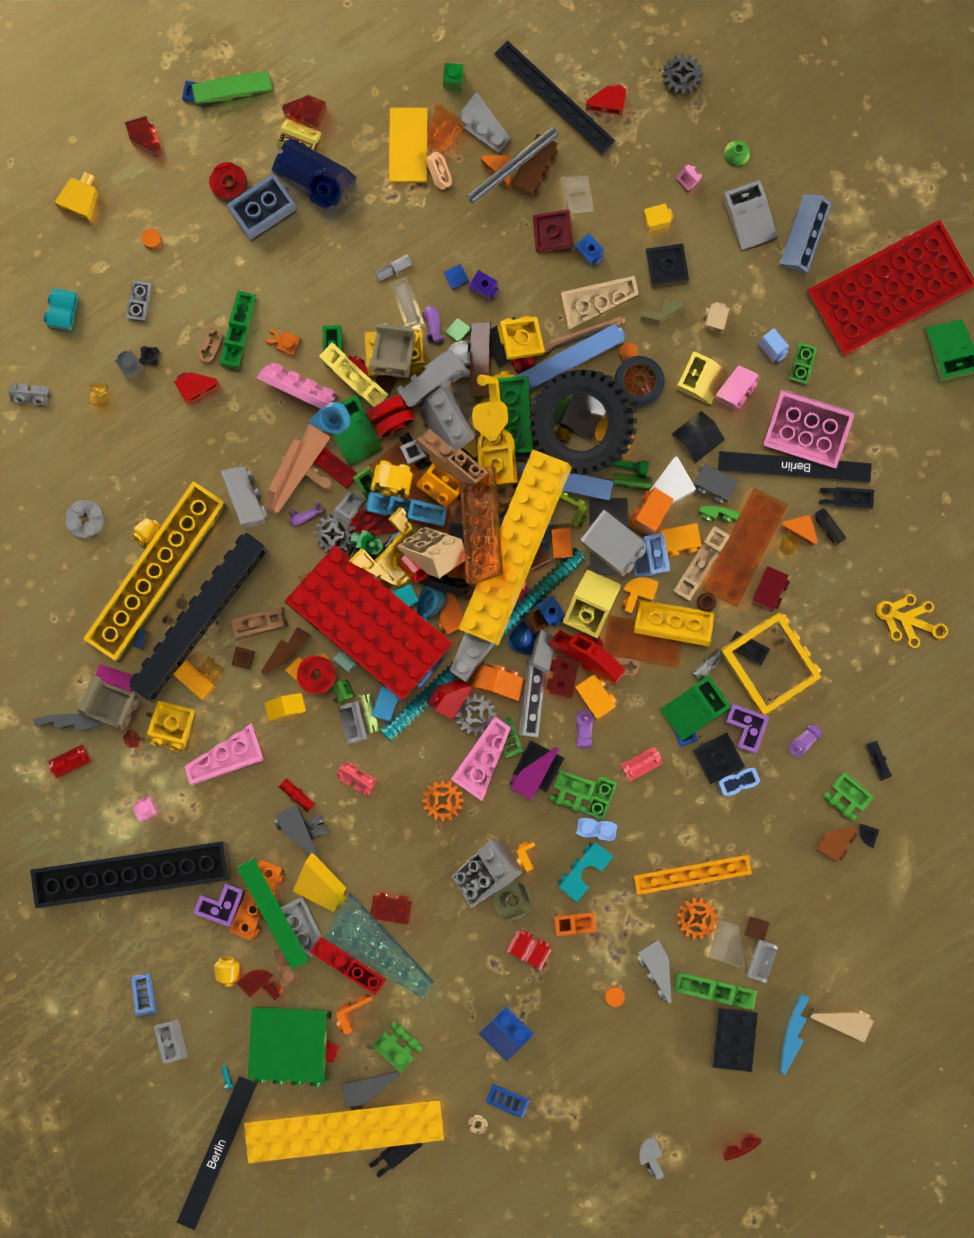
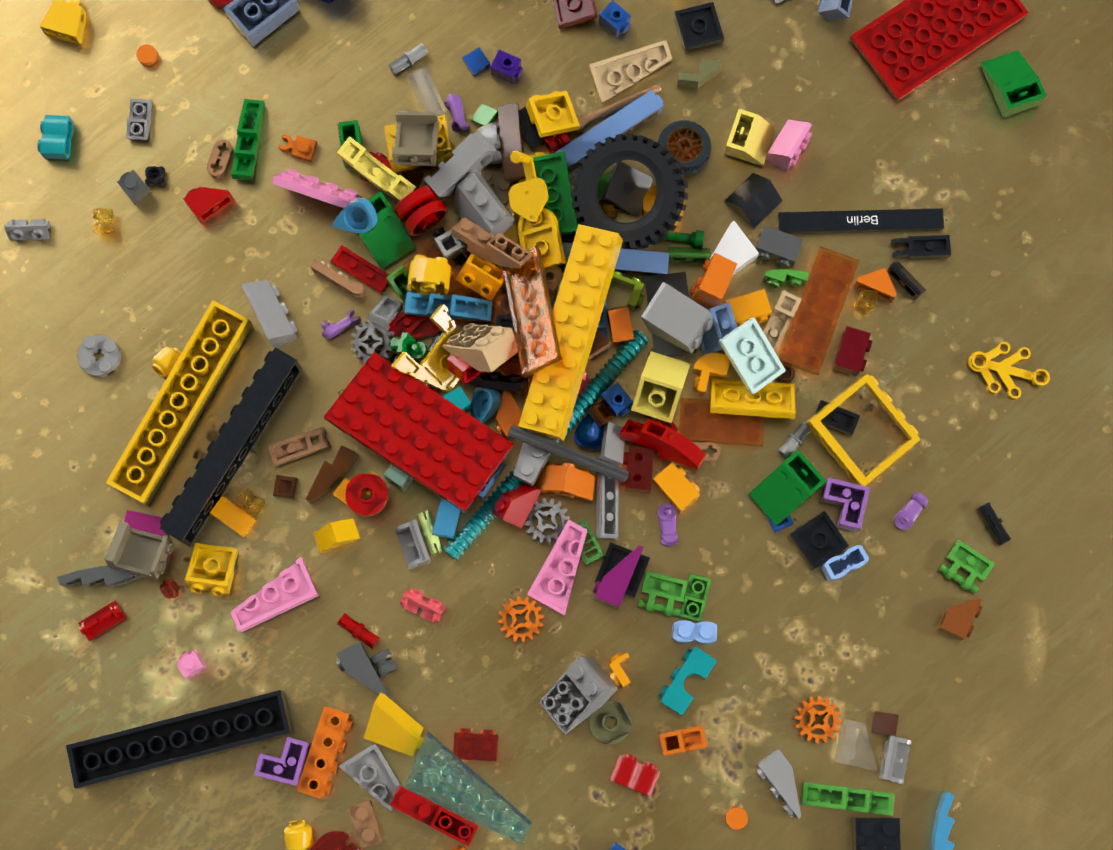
camera: 10 degrees left, 5 degrees down
(141, 639) = (170, 478): blue tile -> none
(272, 913) = (343, 765): green tile -> none
(294, 467) = (321, 273): nougat wedge -> none
(342, 690) = (398, 510): bright green tile -> none
(501, 657) = (568, 453): none -> dark grey axle
(628, 350) = (667, 117): orange tile -> none
(642, 764) = (735, 555): coral hinge -> none
(677, 585) = (752, 355): none -> light aqua plate
(692, 874) = (806, 671): light orange plate -> none
(716, 317) = (757, 74): tan brick -> none
(774, 346) = (823, 95): light blue brick -> none
(803, 363) = (855, 112): bright green slope -> none
(808, 428) = (871, 178): bright pink slope -> none
(851, 1023) = (1003, 819): tan slope -> none
(868, 834) = (993, 606): black tile -> none

